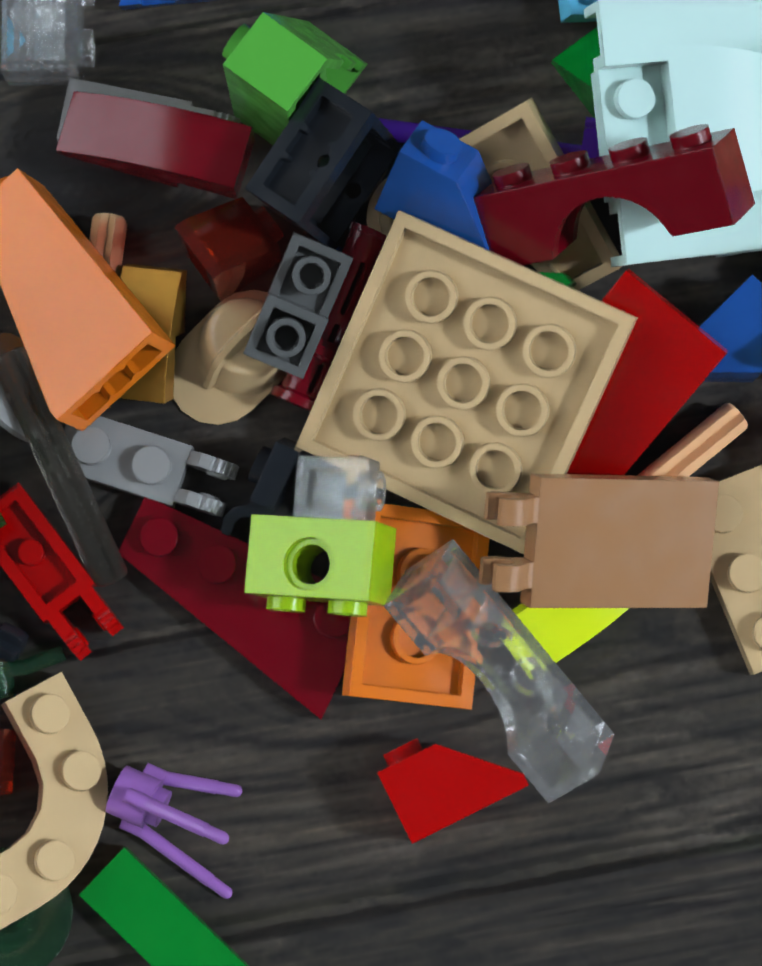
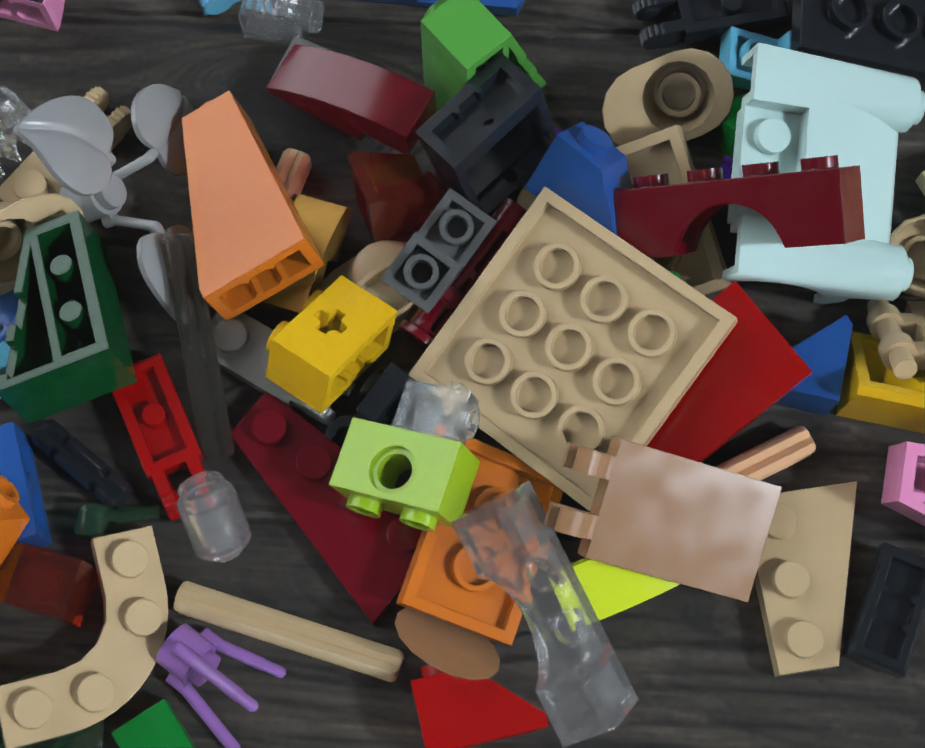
camera: 15 degrees right, 10 degrees down
(126, 649) = (213, 517): none -> clear brick
(203, 433) = (329, 343): none -> yellow brick
(234, 747) = (289, 631): none -> tan axle
(406, 728) = (447, 646): none -> medium nougat sticker
(508, 61) = (674, 89): none -> tan piece

